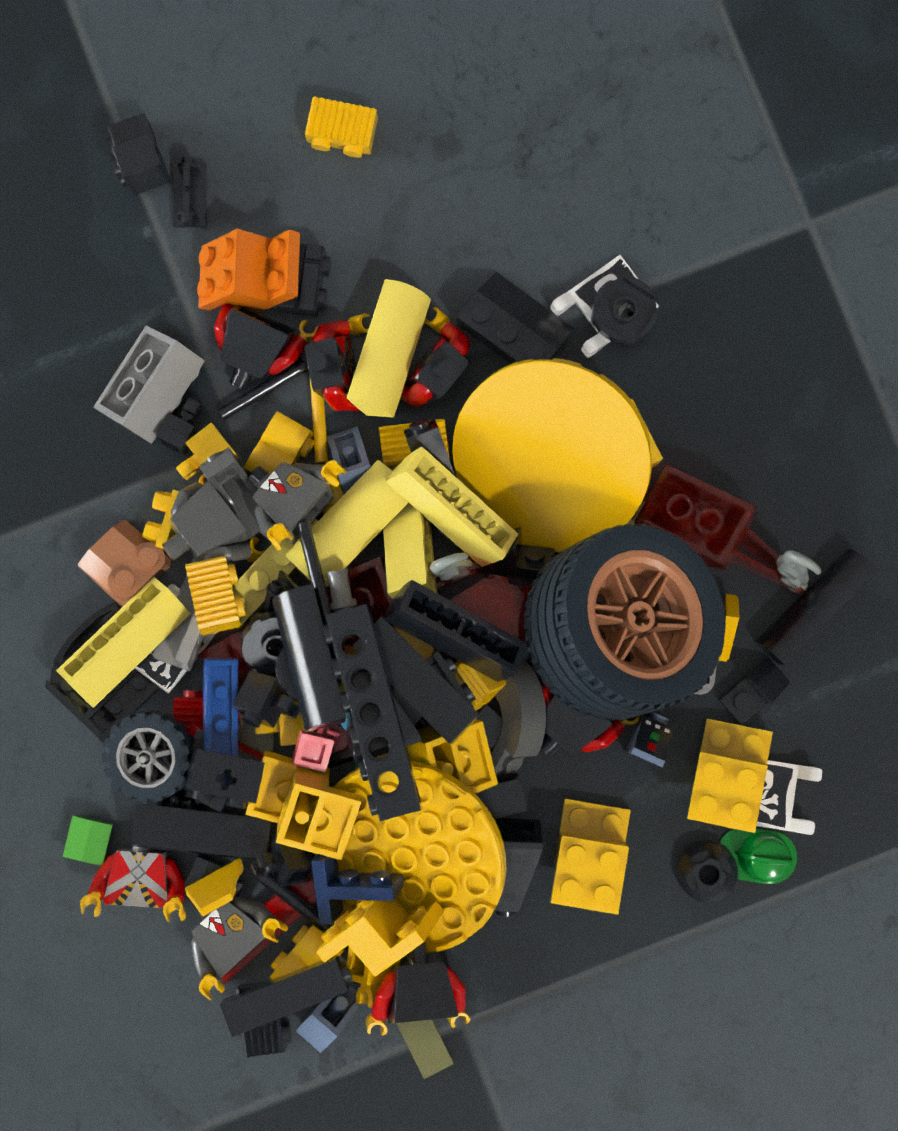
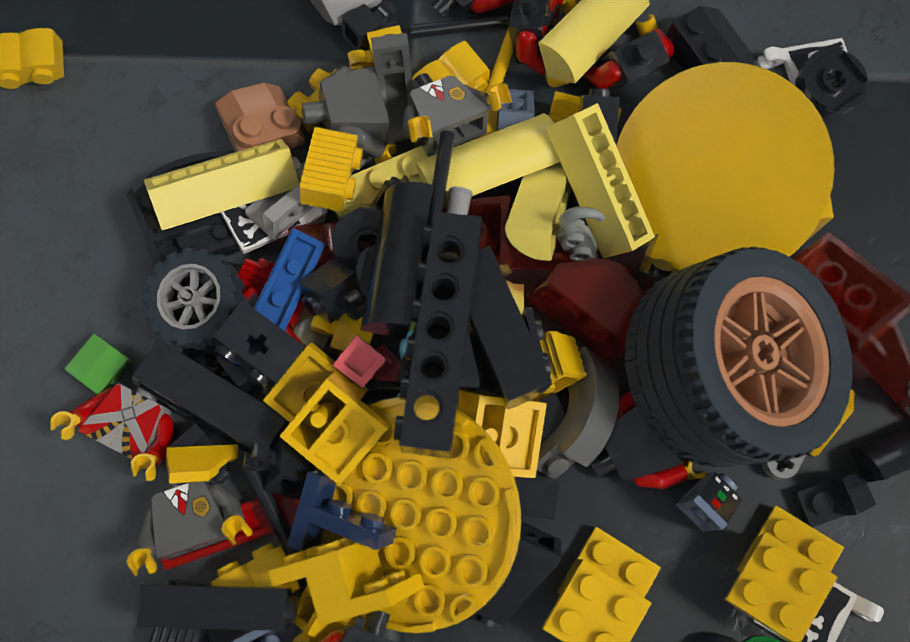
camera: 15 degrees right, 10 degrees down
(455, 631) = (559, 293): black brick -> none

